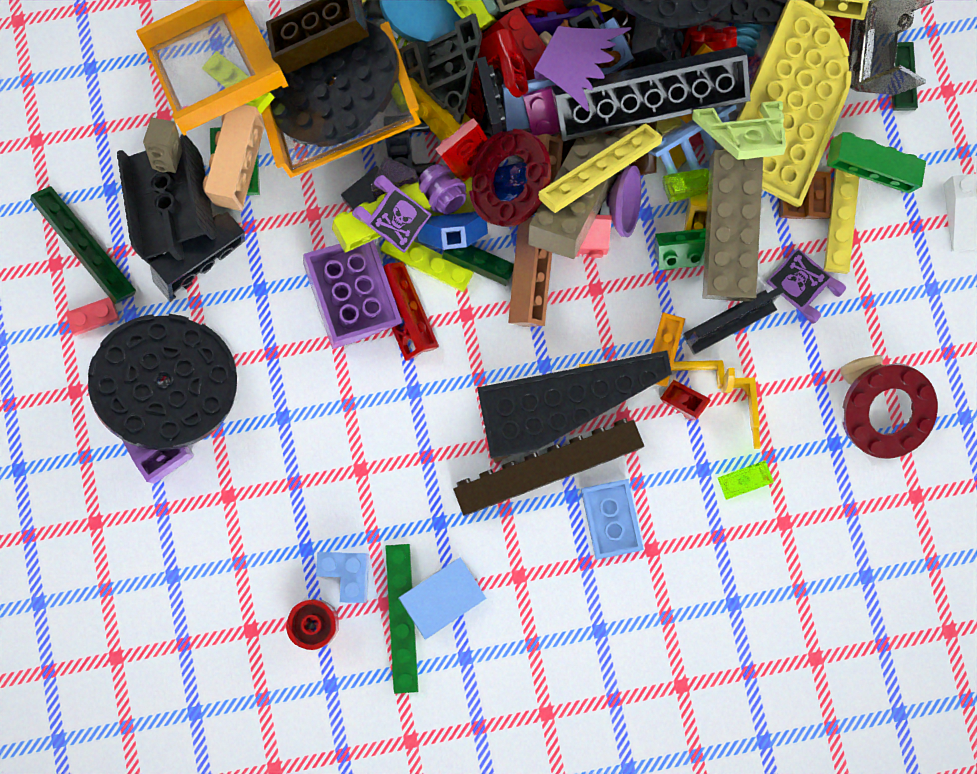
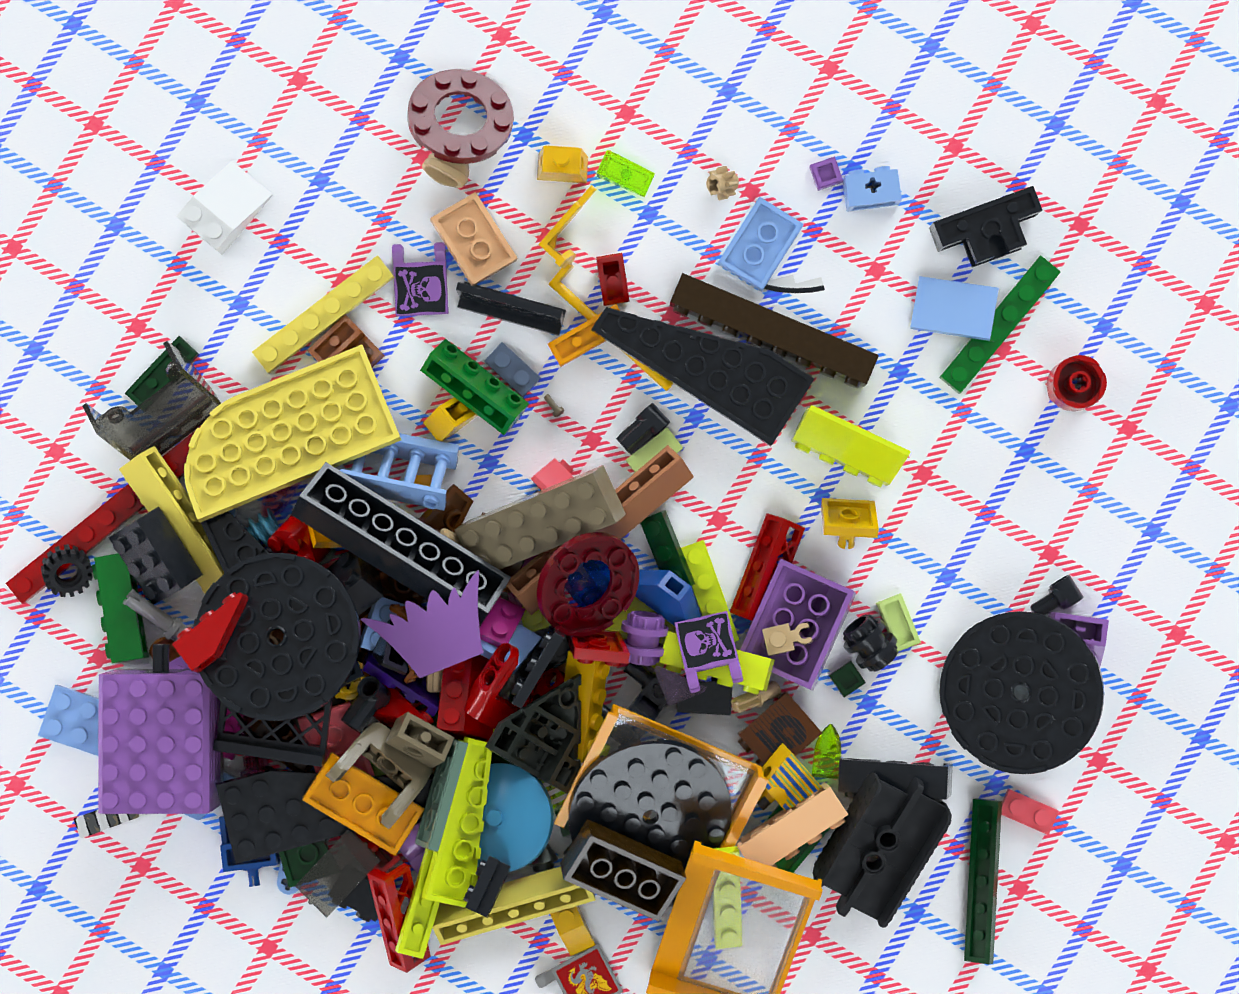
camera: 140 degrees left, 5 degrees up
(163, 145) = (847, 886): dark tan brick -> none
(195, 475) = (1061, 594): none -> black axle
(257, 231) = (827, 754): none -> clear neon green plate
(266, 184) = (788, 780): none -> torso
(287, 291) = (847, 679): none -> dark green tile
(287, 357) = (898, 621): none -> yellowish green tile
(290, 323) = (874, 647): none -> black piece
(298, 214) = (779, 724): none -> reddish brown panel
(340, 206) = (751, 700): none -> tan axle
(352, 269) = (781, 638): none -> tan plate
(353, 572) = (1006, 399): light blue brick -> none
(381, 389) = (849, 519): none -> yellow tile
(426, 435) = (849, 446): none -> neon yellow slope
(469, 675) = (988, 229): none -> black piece
(550, 330) = (652, 448): none -> yellowish green tile
(566, 510) = (788, 285): none -> white sticker
(570, 325) = (647, 425): none -> black piece
(576, 612) = (859, 198): none -> light blue brick
(599, 168) = (508, 519): light yellow plate -> none
(614, 609) = (826, 173): none -> medium lavender tile
(625, 201) = (504, 482): medium lavender dish -> none
(635, 285) = (557, 410): none -> dark tan piece
(676, 534) = (722, 183): none -> tan gear
(684, 284) = (512, 369): none -> sand blue plate
(685, 184) = (439, 447): clear neon green slope -> none
(732, 227) = (443, 374): dark tan brick -> none
(747, 137) = (361, 427): yellowish green wing -> none
(791, 444) = (562, 164): none -> yellow torso
(799, 341) = (473, 239): none -> light nougat plate
(876, 162) = (265, 320): green brick -> none

